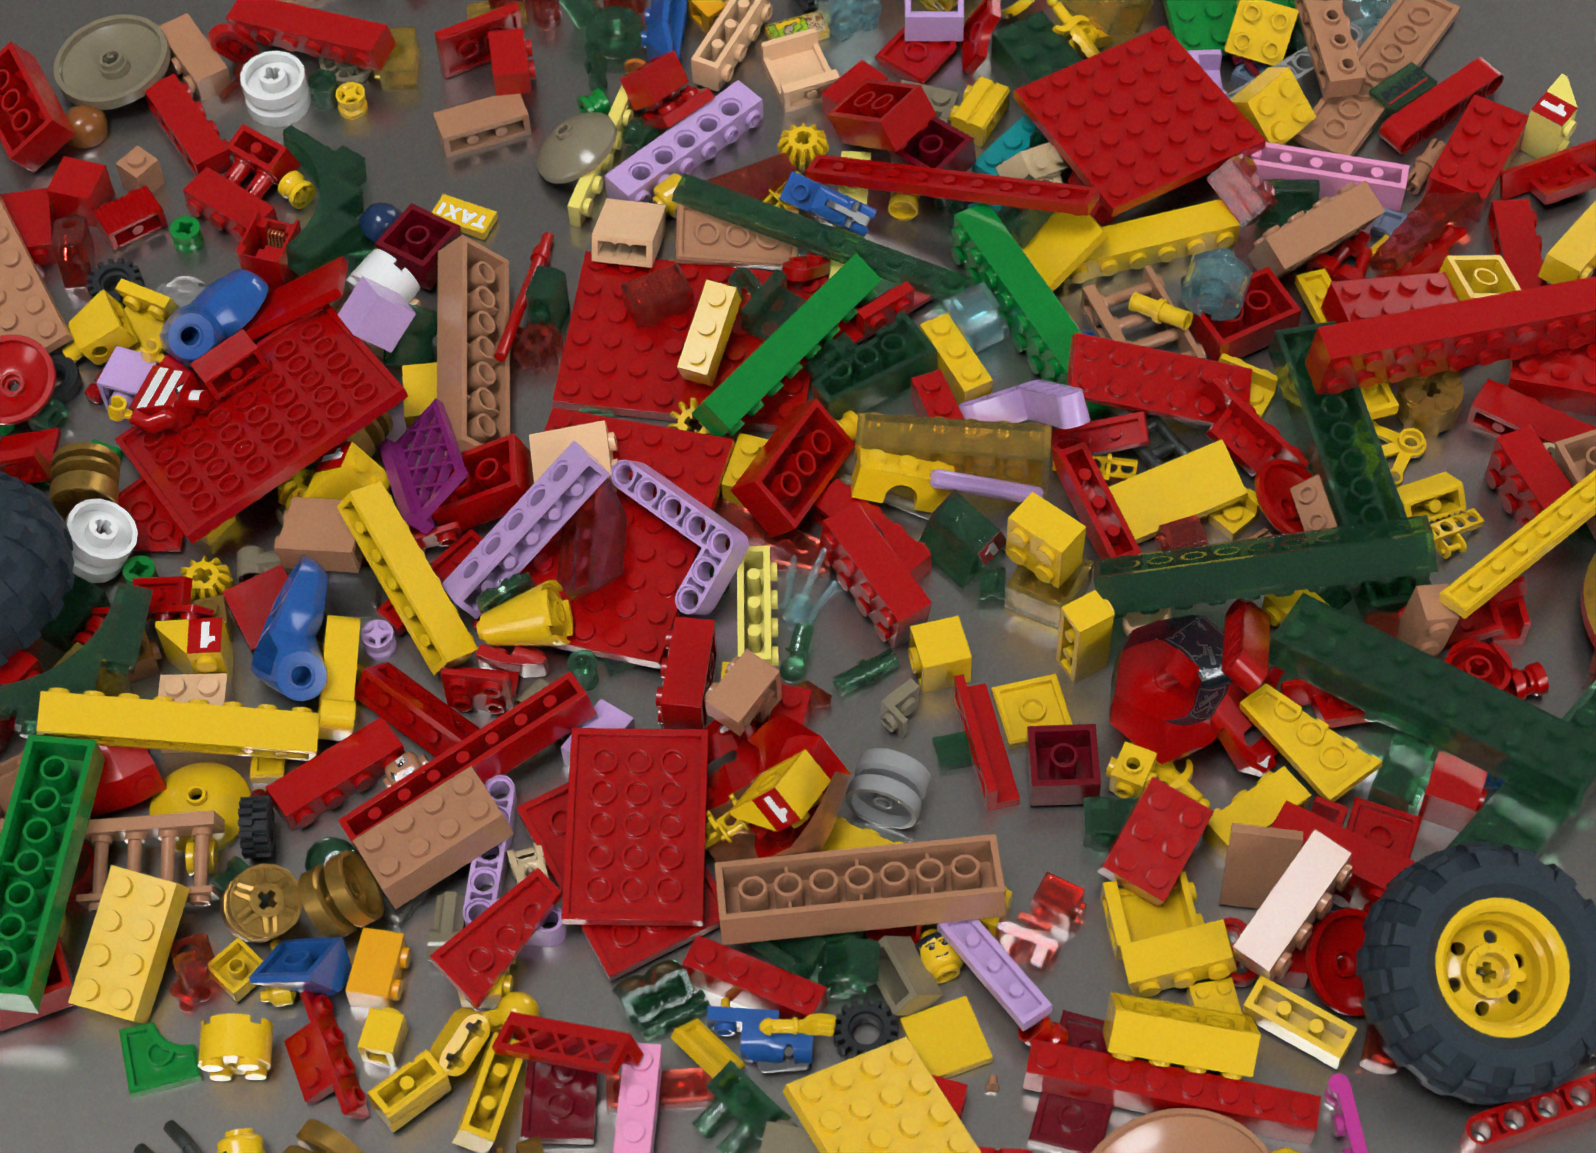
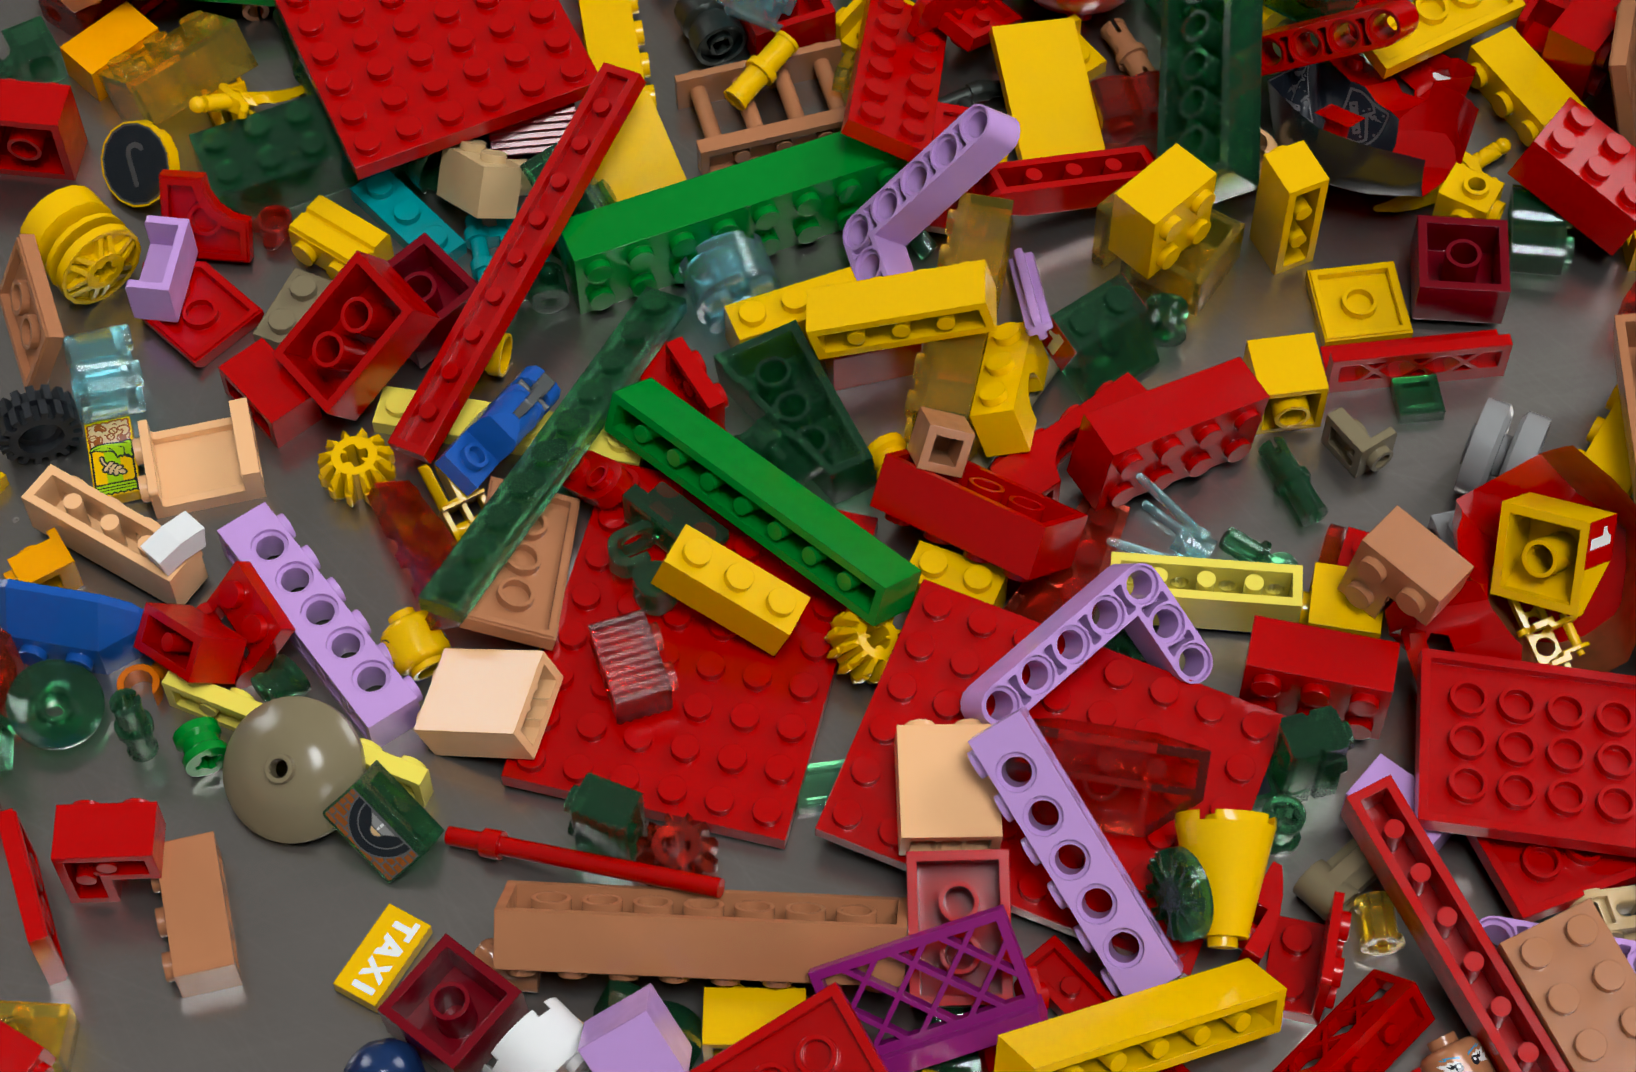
camera: 85 degrees left, 0 degrees up
(547, 197) = (383, 822): none -> panel
(627, 675) = (1310, 753): none -> clear green brick
(711, 51) = (175, 542): none -> white piece
(829, 427) = (940, 442): none -> nougat brick
(935, 394) = (901, 309): none -> yellow brick
(995, 73) = (270, 218): none -> clear red plate

